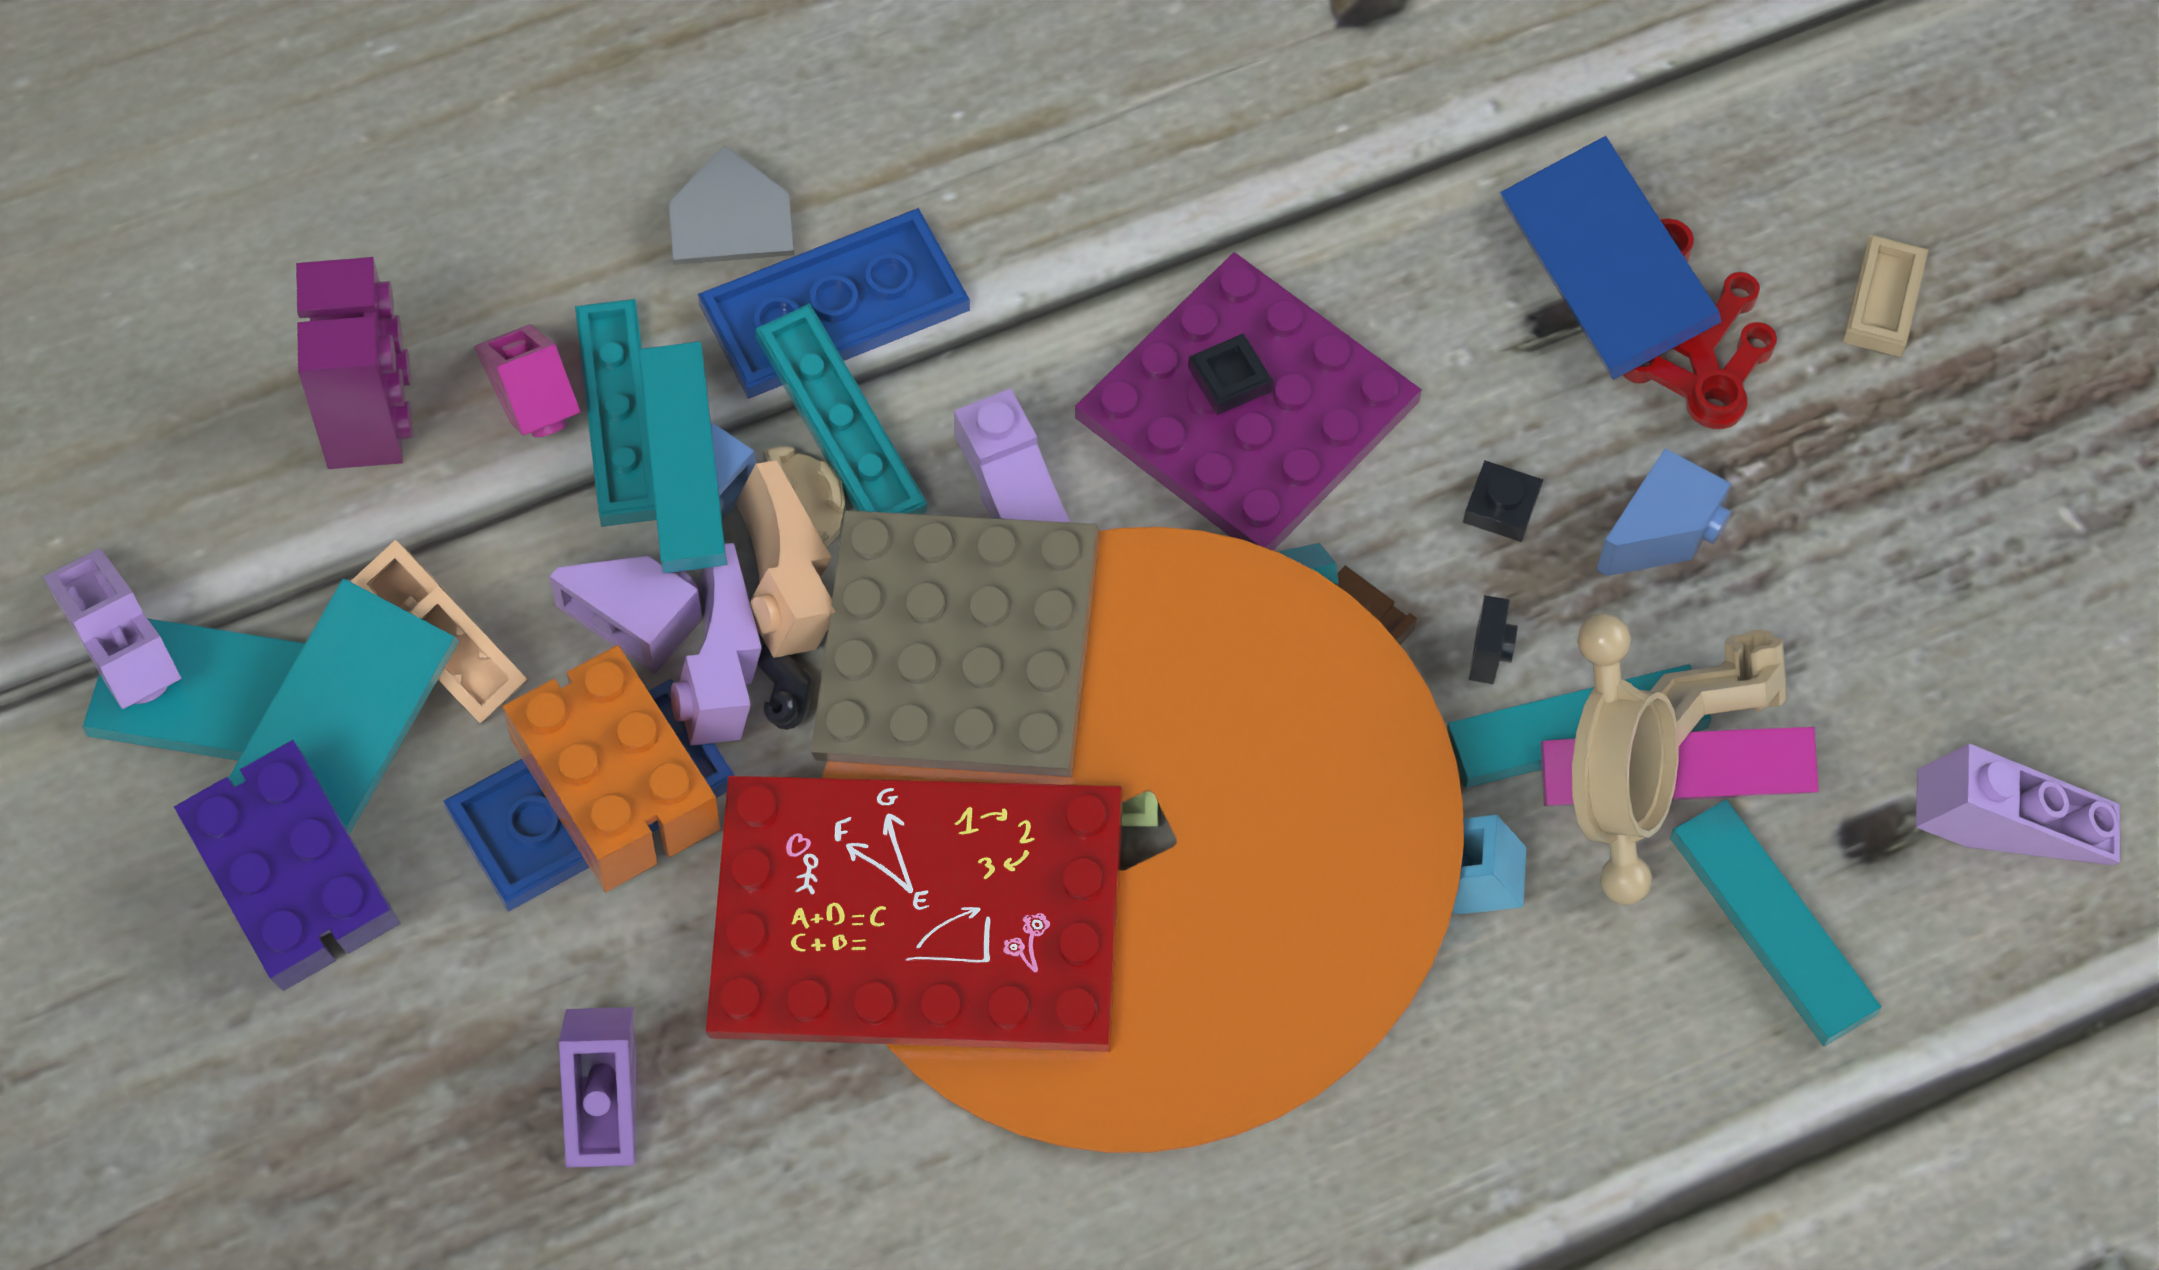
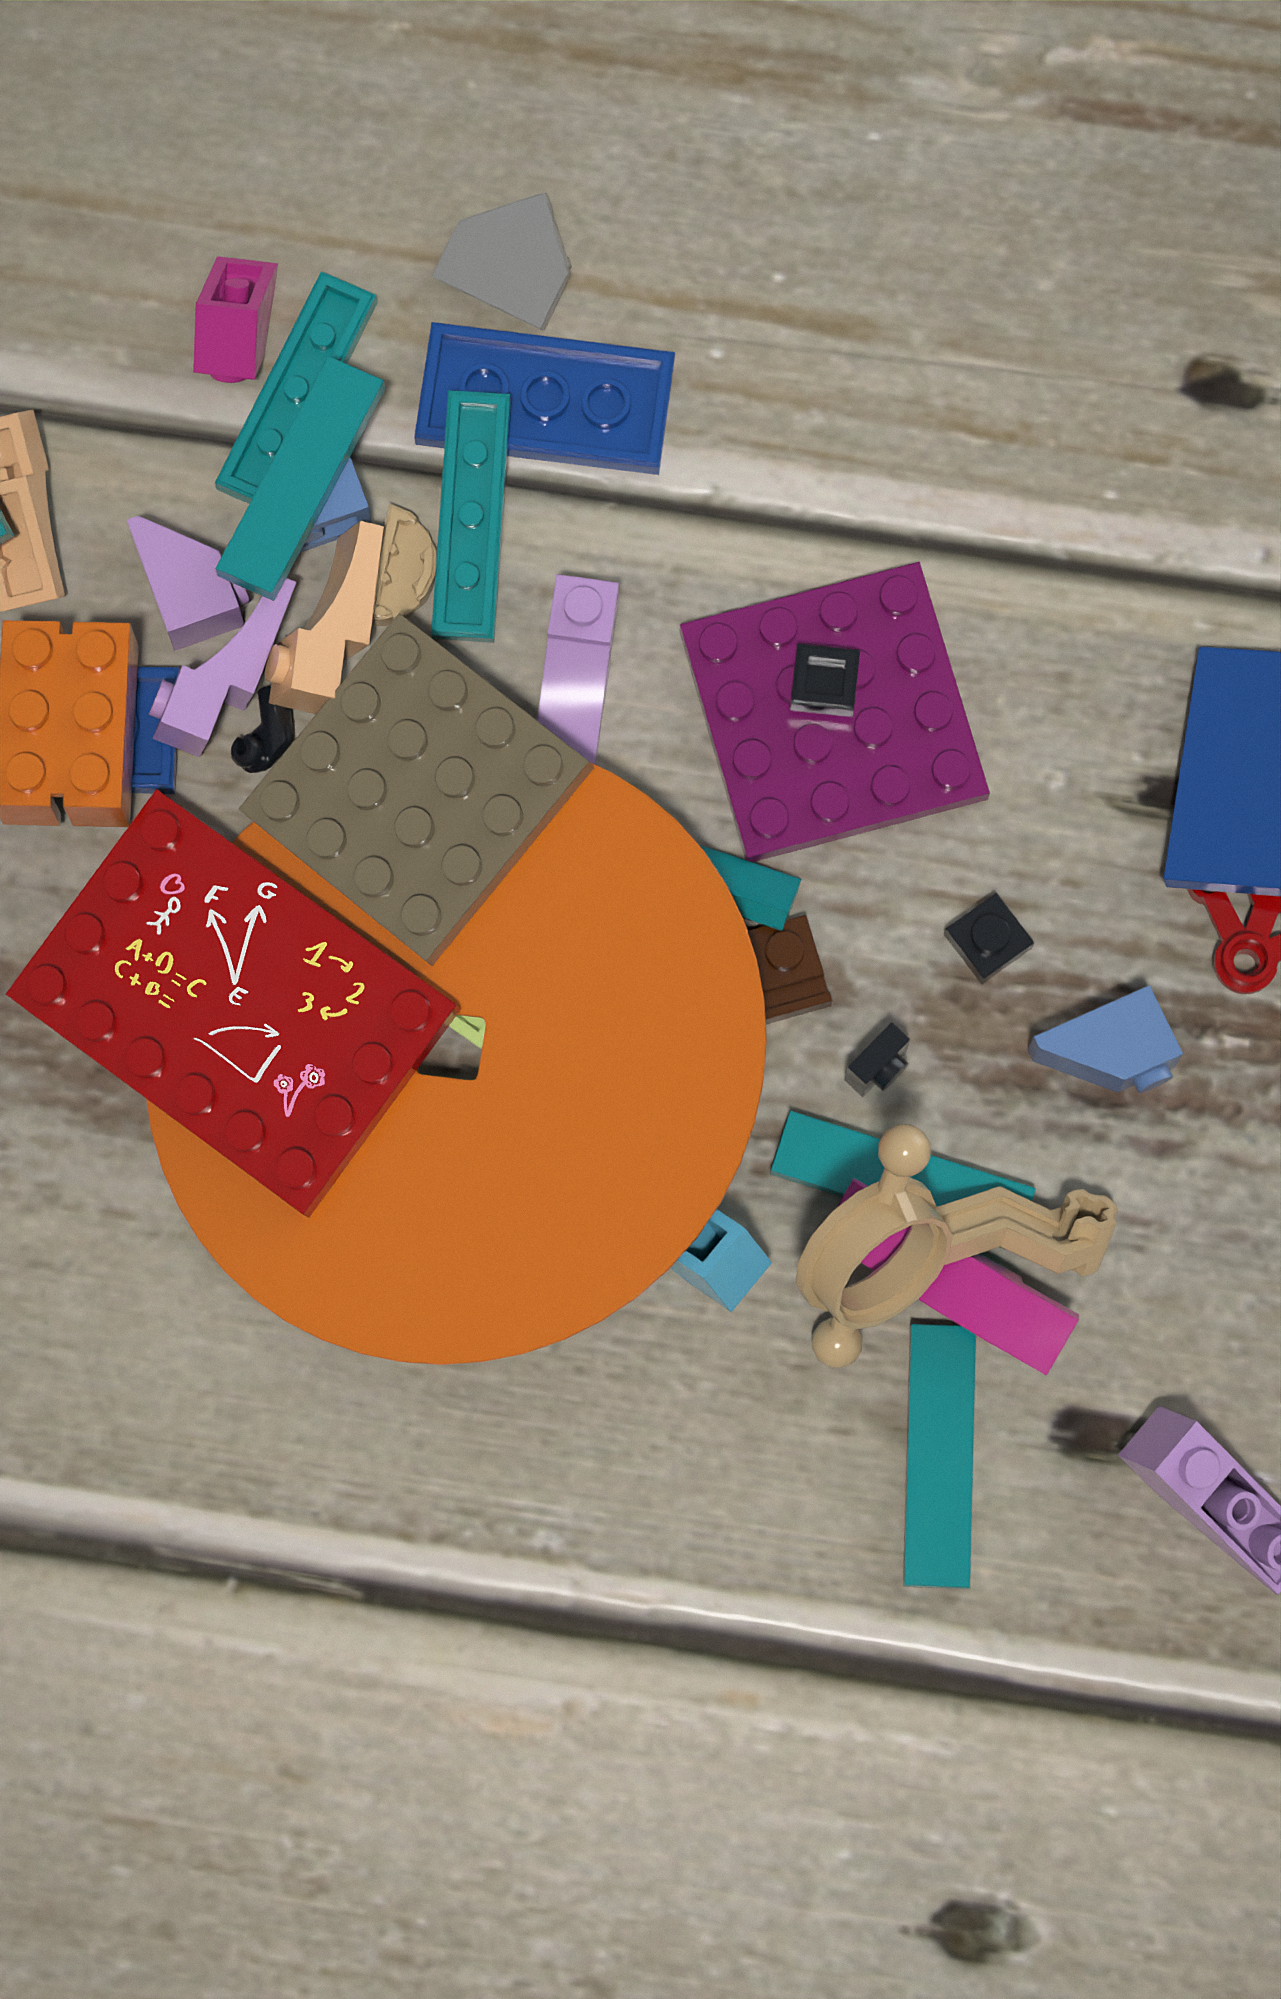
camera: 35 degrees right, 15 degrees up
(353, 362) = (76, 249): magenta piece -> none

